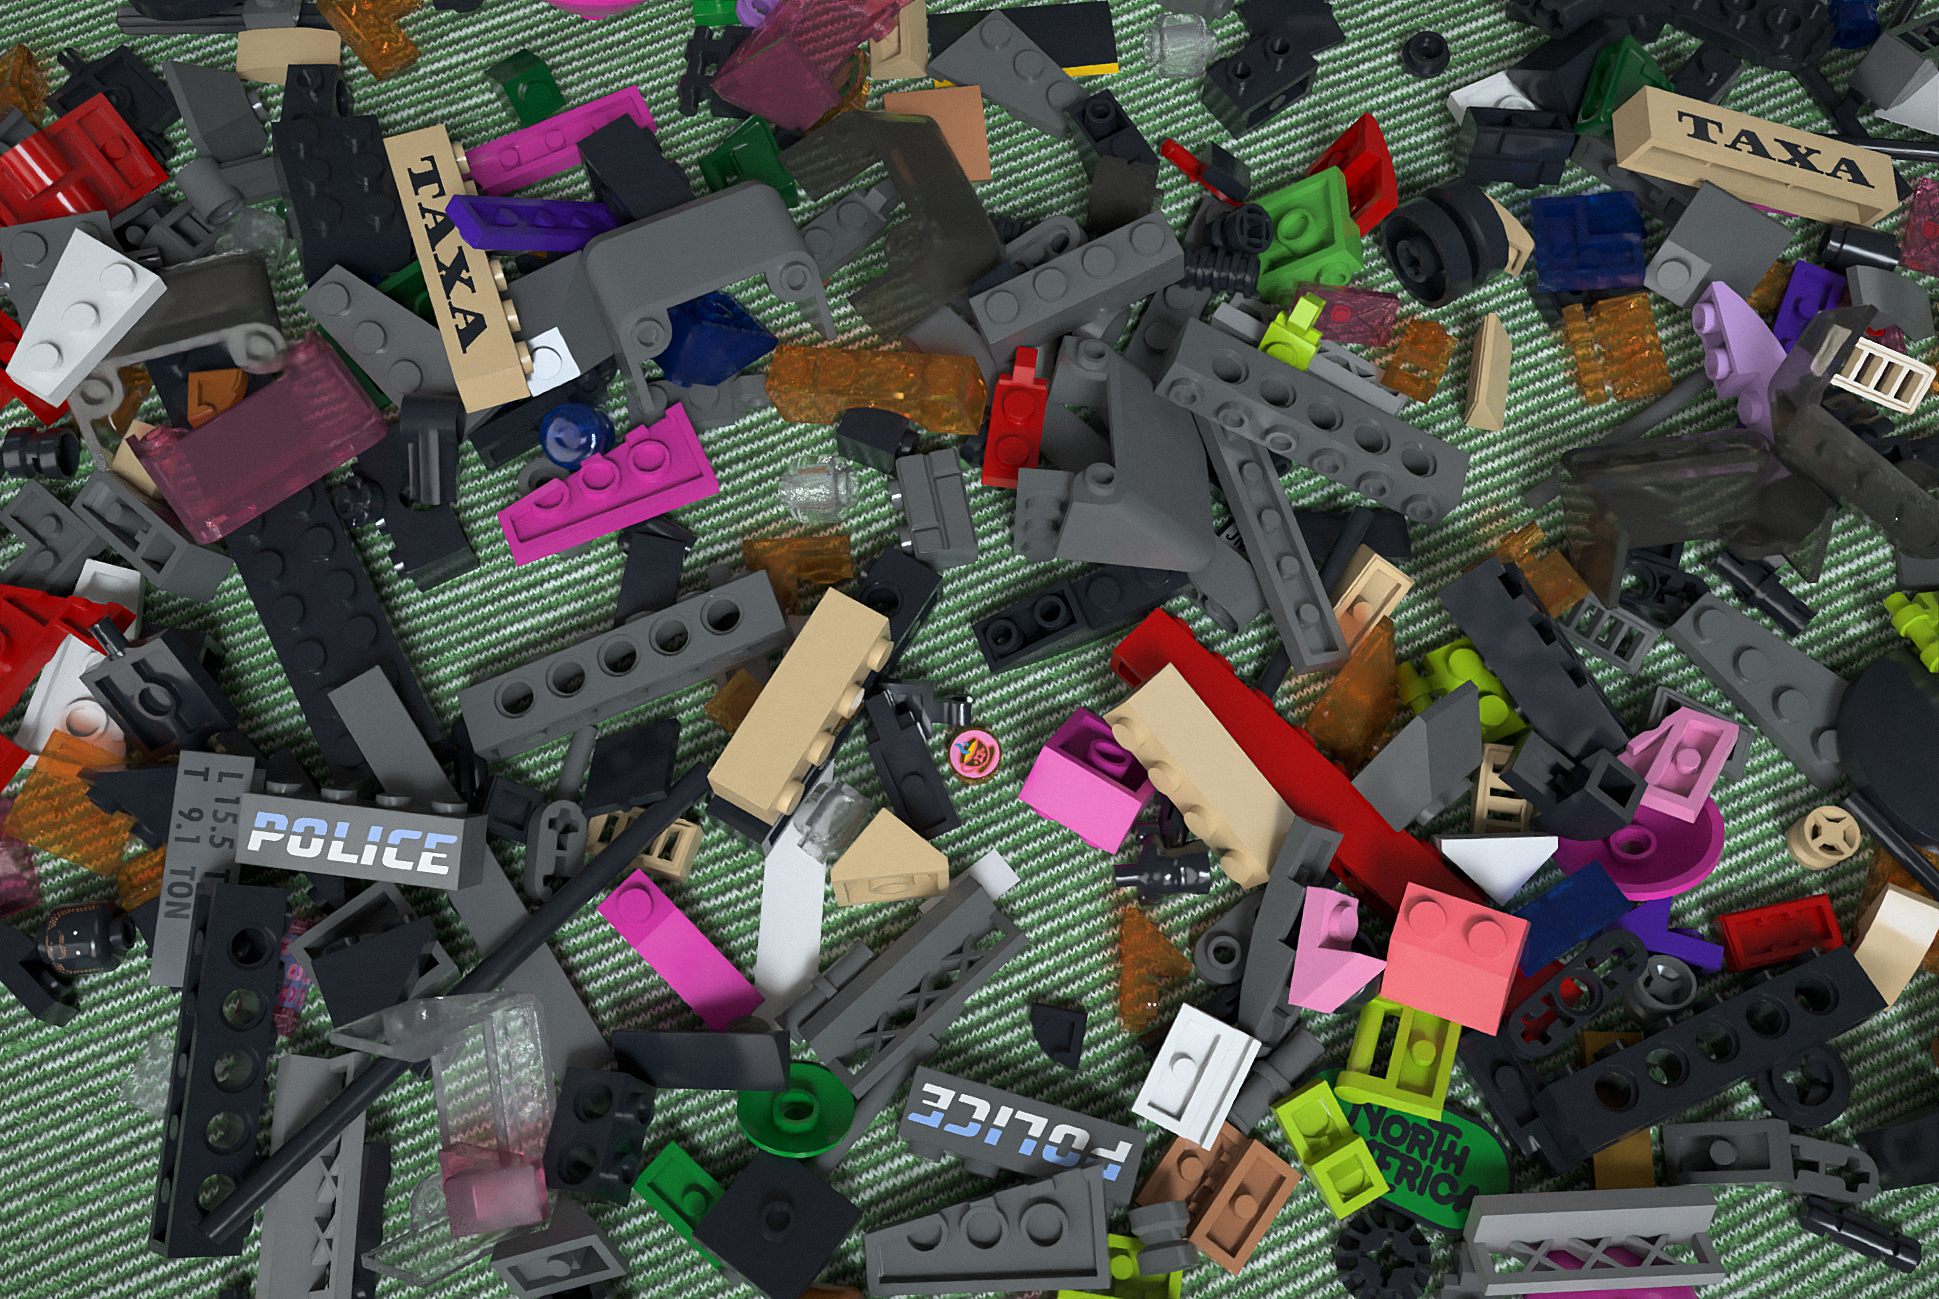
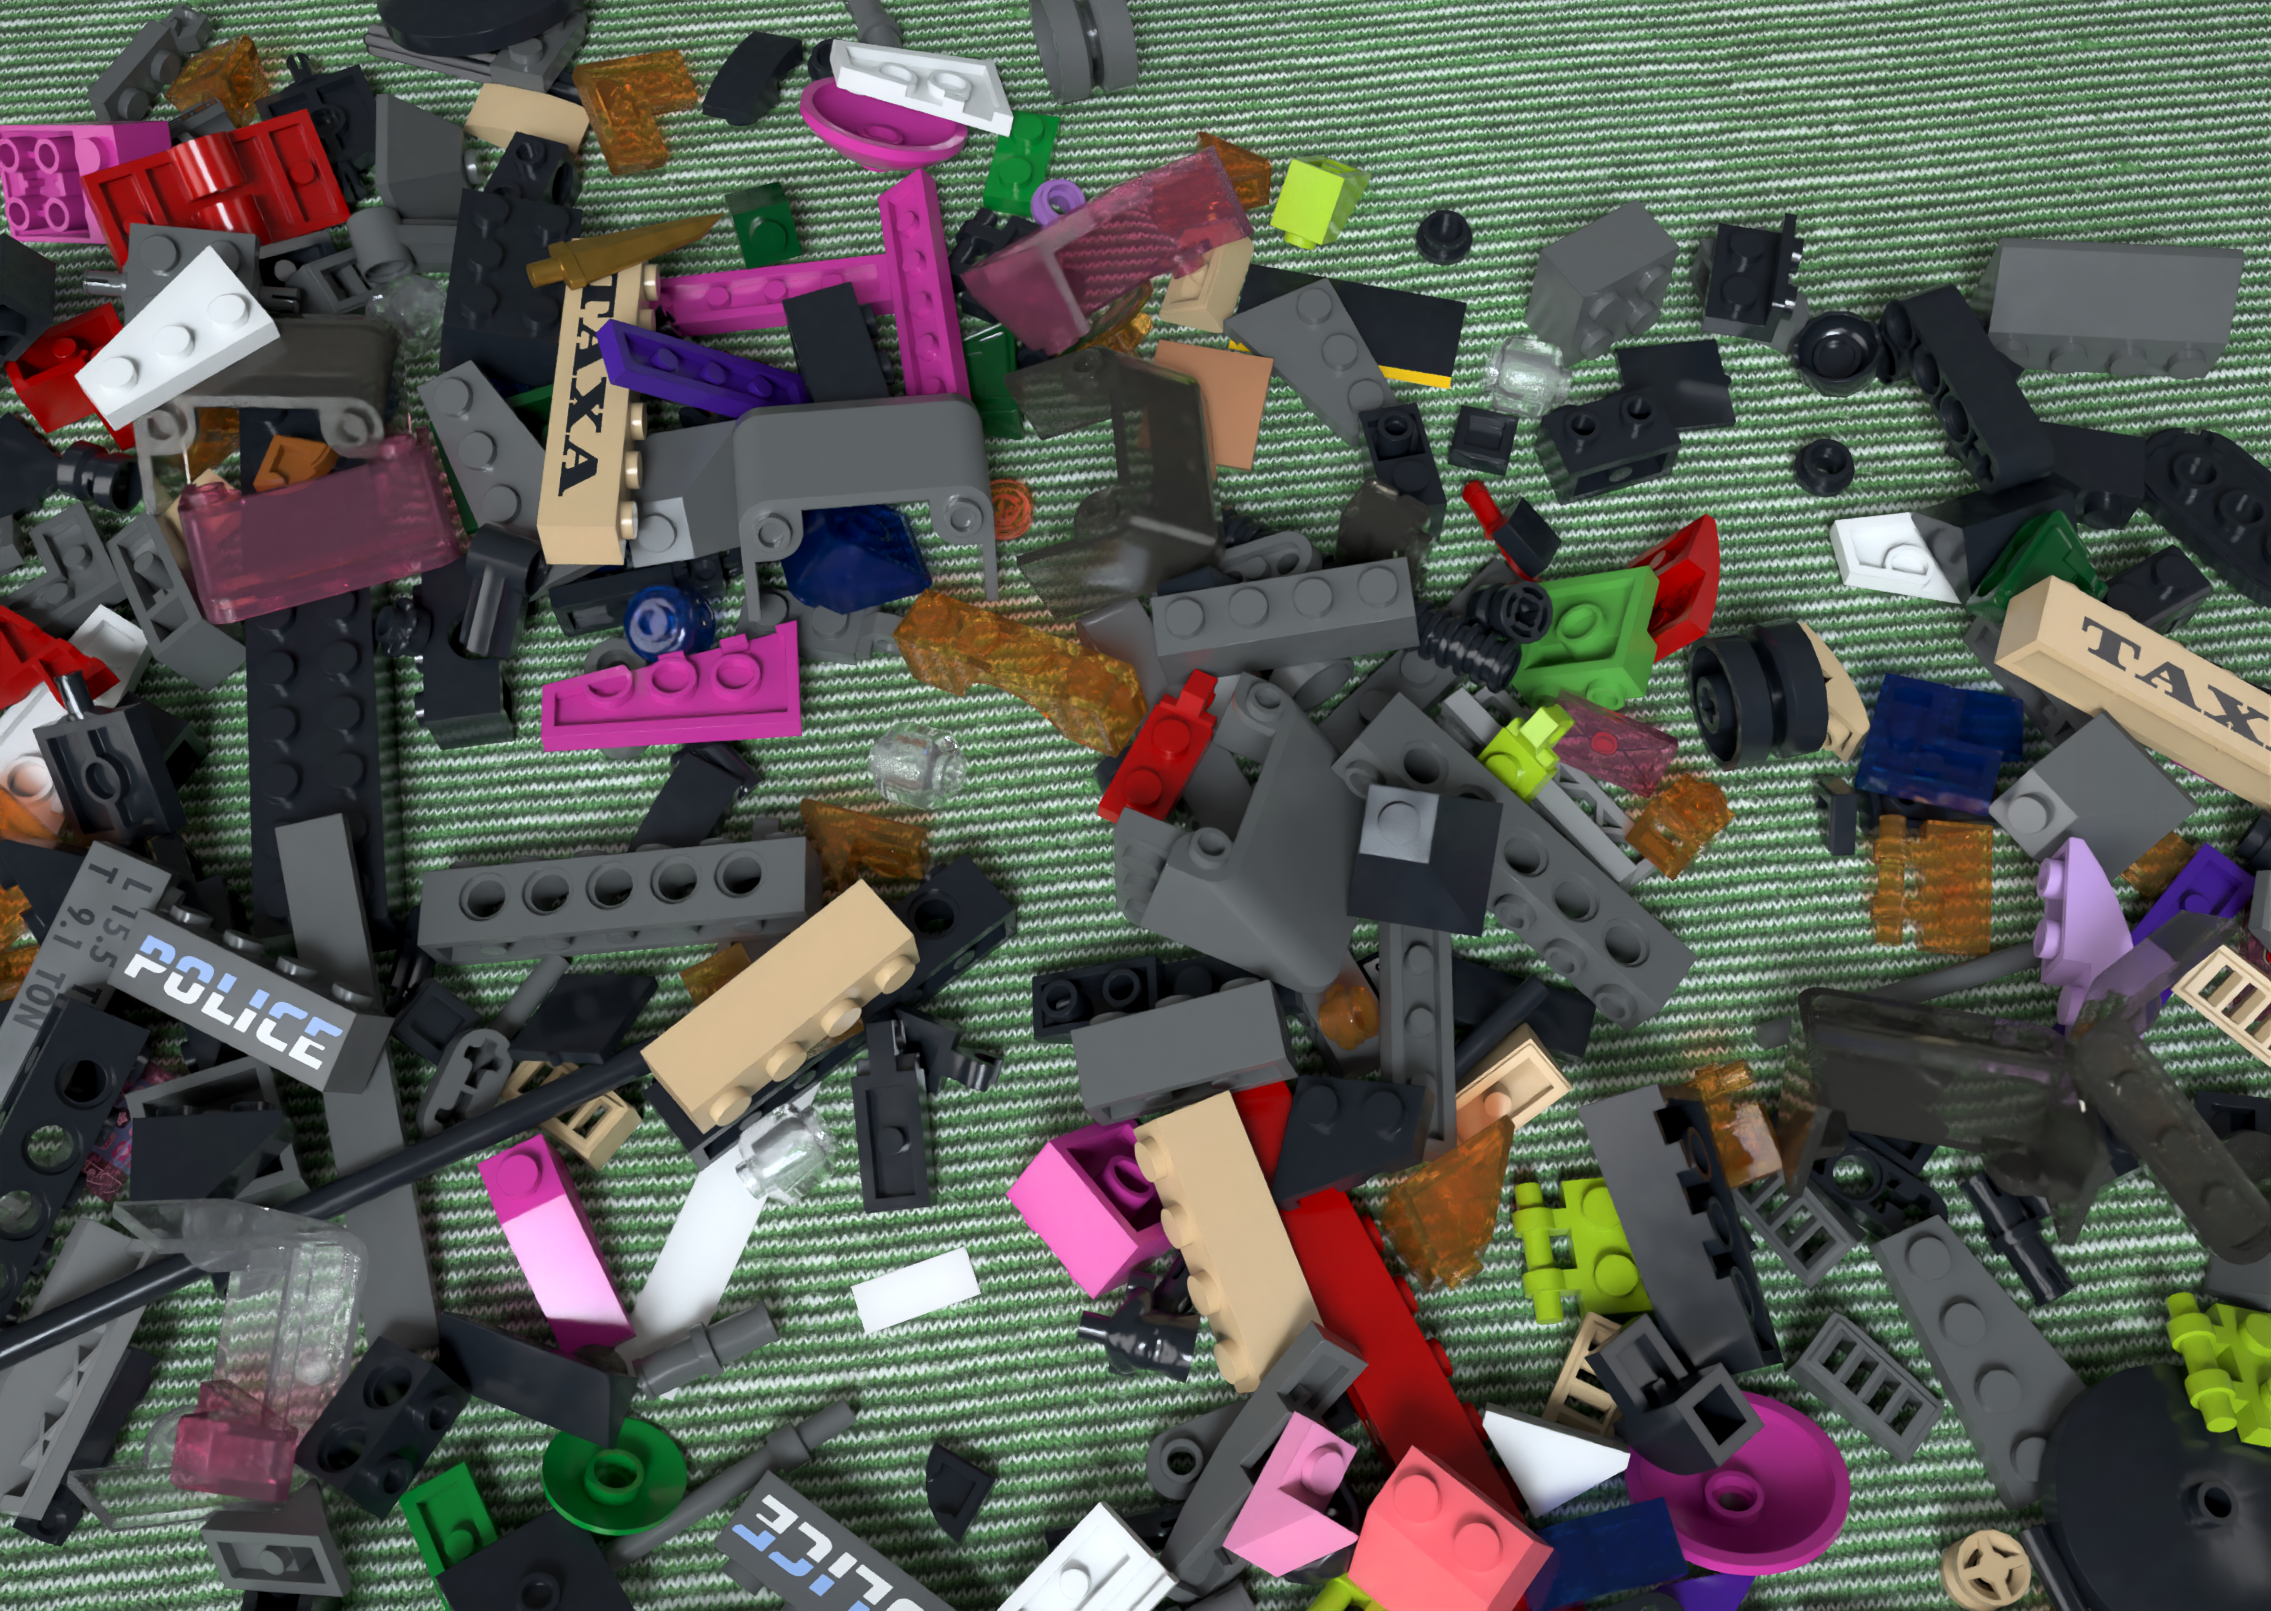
camera: 20 degrees right, 5 degrees down
(417, 146) = (603, 255): none -> pearl gold bar
(678, 104) = (922, 288): none -> dark pink plate
(850, 227) = (1050, 483): dark grey hinge -> none
(876, 438) = (1005, 728): black brick -> none
(889, 865) = (818, 1224): tan slope -> none
(906, 980) = (799, 1366): dark grey fence -> none
(935, 510) = (1039, 831): dark grey brick -> none
(974, 756) = (980, 1131): tile -> none
(1121, 643) = (1183, 1051): none -> dark grey brick
(1143, 954) = (1083, 1431): clear orange slope -> none
(1161, 105) = (1483, 440): none -> black tile
(1232, 578) = (1348, 1015): none -> clear orange plate
(1253, 440) = (1425, 859): none -> black slope
(1268, 667) = (1348, 1133): none -> black wing
(1426, 761) = (1504, 1308): dark grey slope -> none
(1488, 376) = (1765, 871): tan slope -> none
(1513, 146) = (1887, 605): black brick -> none
(1531, 314) = (1842, 803): none -> black tile
(1681, 760) = (1821, 1412): bright pink wing -> none
(1859, 418) = (2200, 1057): black plate -> none

